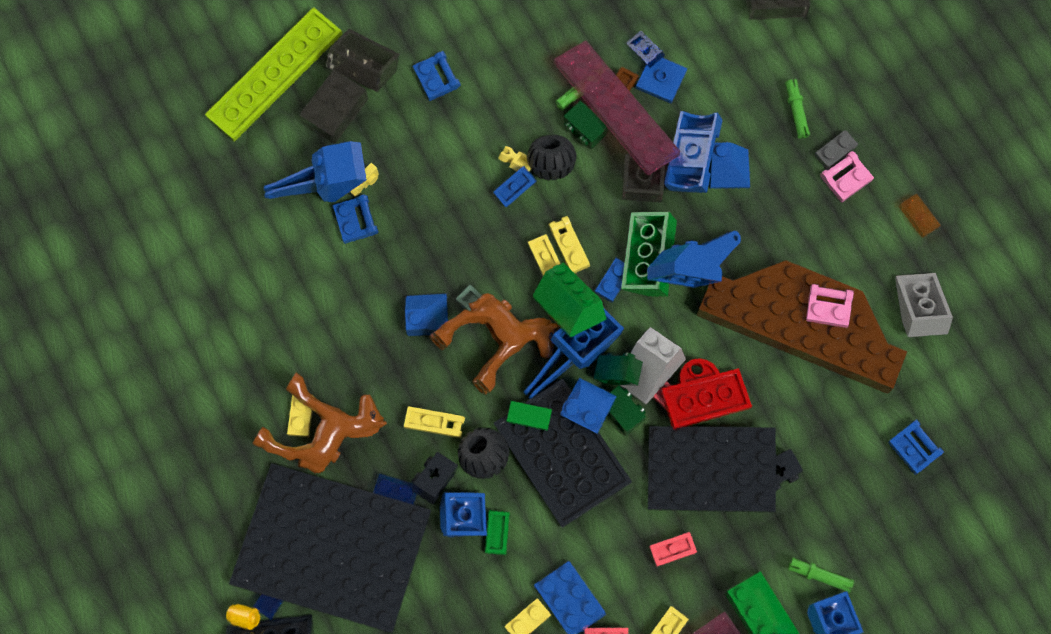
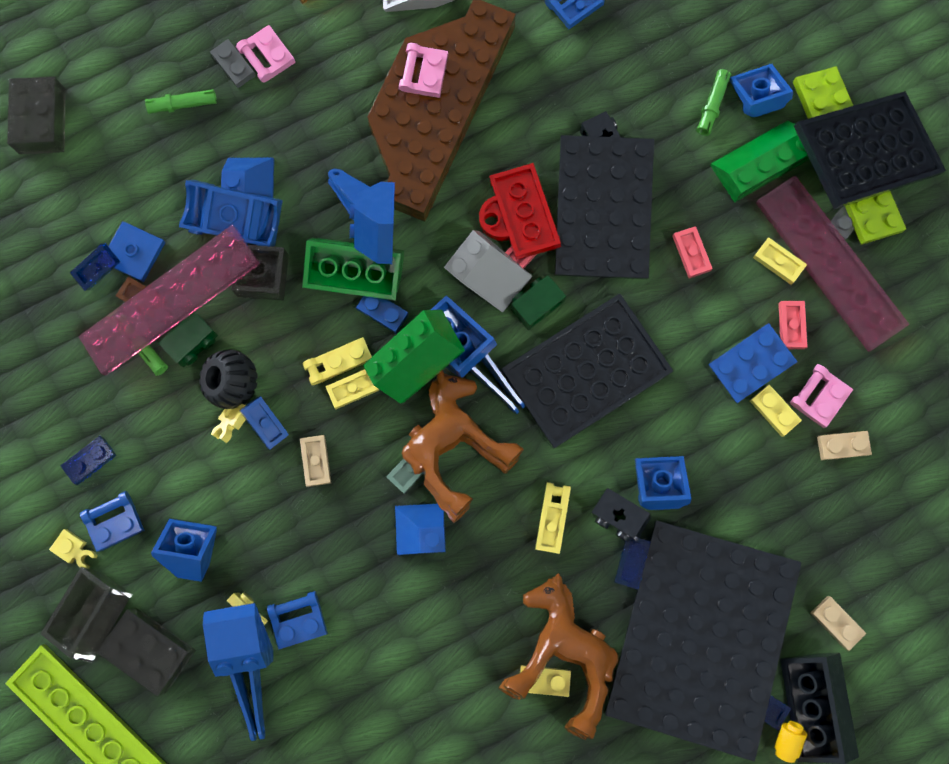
camera: 90 degrees left, 5 degrees up
(413, 131) = (185, 548): none -> blue slope
(415, 46) = (70, 547): none -> light yellow plate
(483, 453) = (584, 472): black wheel -> none
(484, 228) = (315, 461): none -> tan plate
(485, 55) = (88, 460): none -> clear blue plate
(497, 533) = (678, 444): green tile -> none
(529, 415) = (547, 406): green tile -> none
(588, 405) = (536, 338): blue slope -> none
(618, 369) = (494, 303): dark green brick -> none

